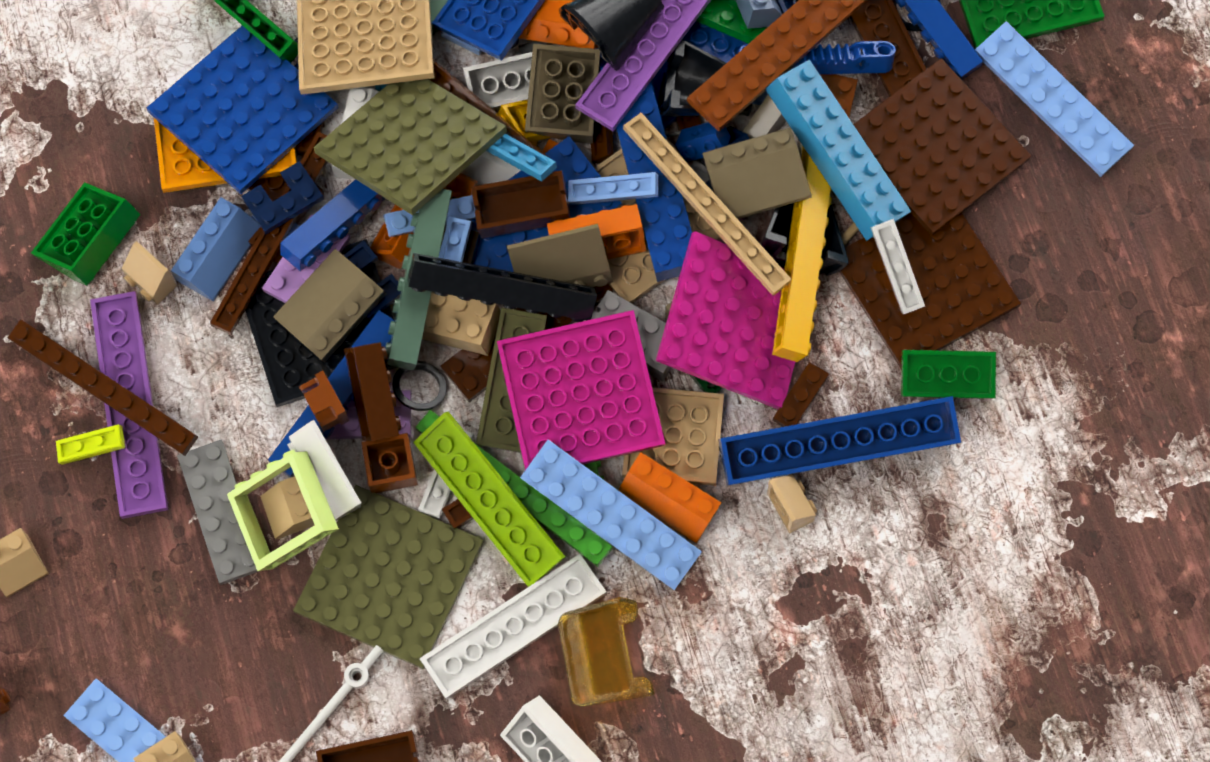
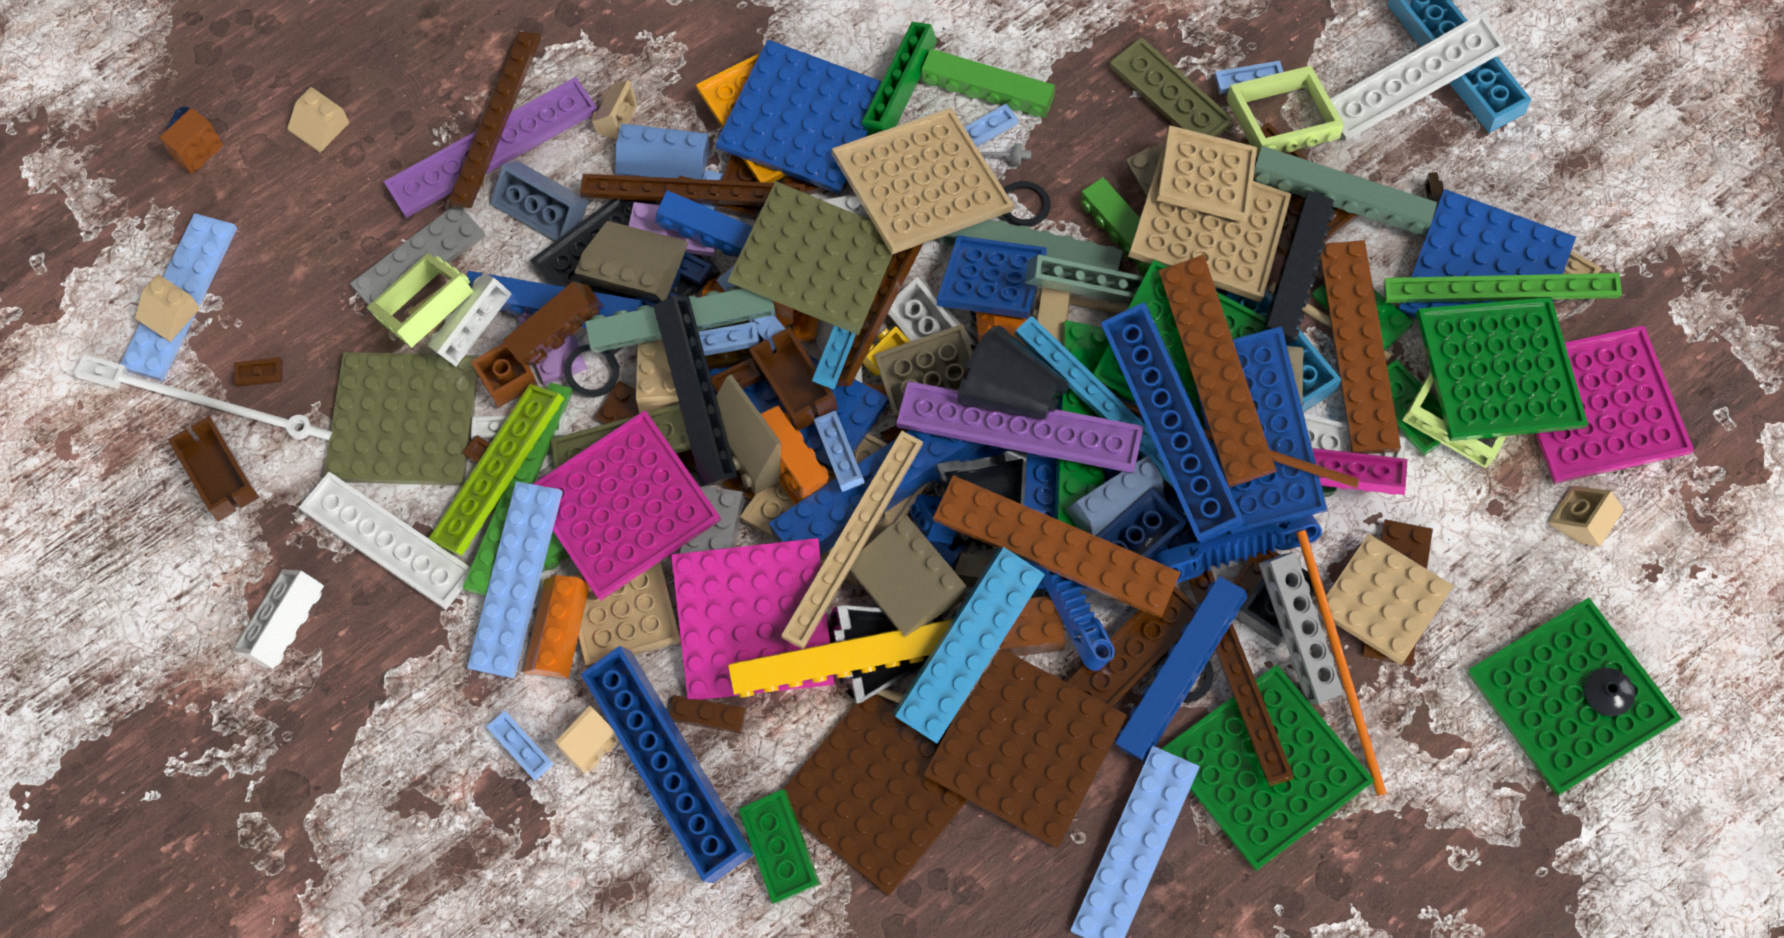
camera: 70 degrees right, 5 degrees down
(86, 233) = (637, 49): green slope -> none
(90, 444) = (442, 132): neon yellow tile -> none
(213, 378) = (537, 200): none -> sand blue slope
(274, 214) = (706, 180): dark blue plate -> none
(277, 698) = (258, 371): none -> reddish brown plate
(324, 402) = (530, 287): dark orange panel -> none
(492, 251) = (744, 373): none -> reddish brown plate
(599, 655) = (378, 626): clear yellow windscreen -> none
(768, 565) = (520, 745): none -> light blue plate
(897, 266) = (866, 749): white plate -> none

